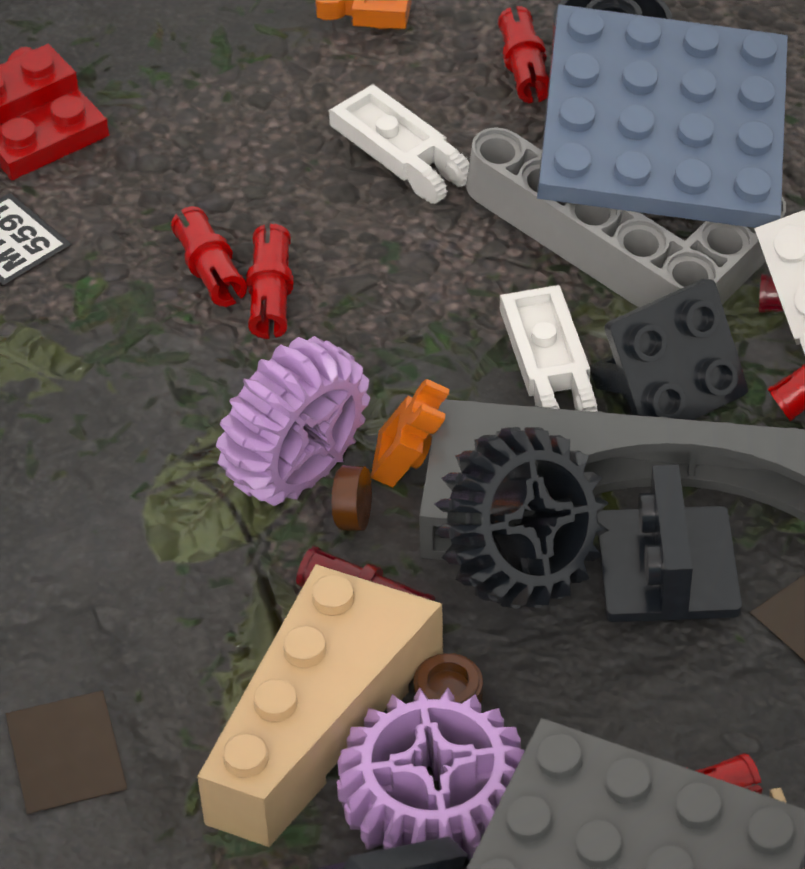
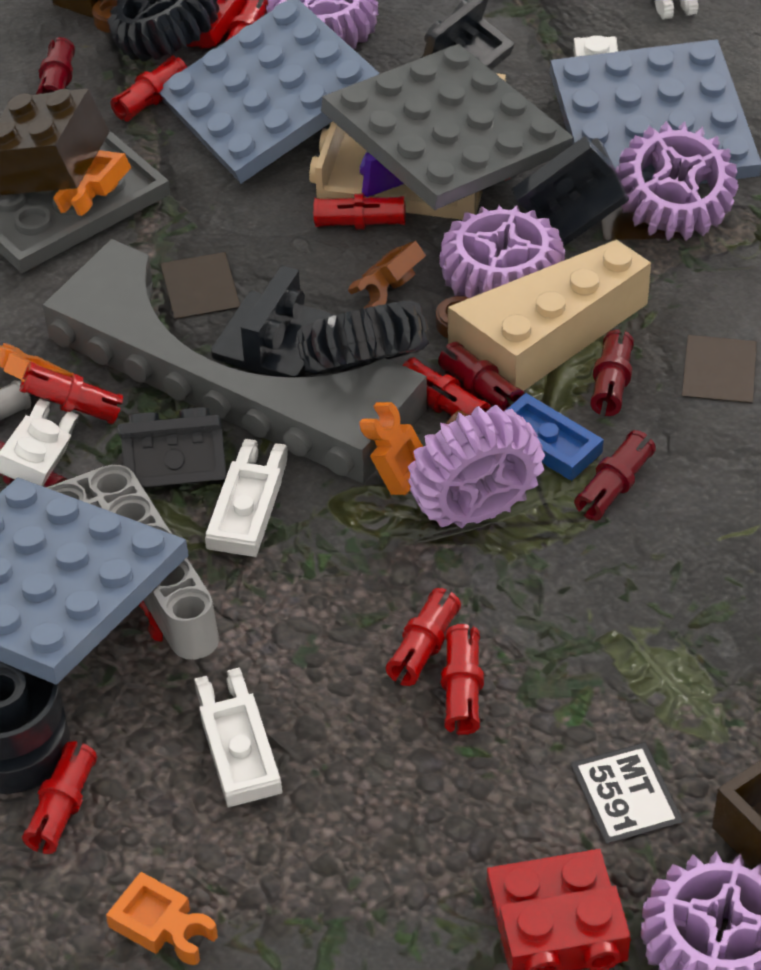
camera: 155 degrees left, 0 degrees up
(139, 523) = (615, 475): none -> dark red pin
(200, 661) = (612, 373): none -> dark red pin
(241, 541) = (564, 442): none -> blue plate
(399, 558) = (464, 400): none -> red pin
(575, 690) = (391, 269): none -> dark orange plate

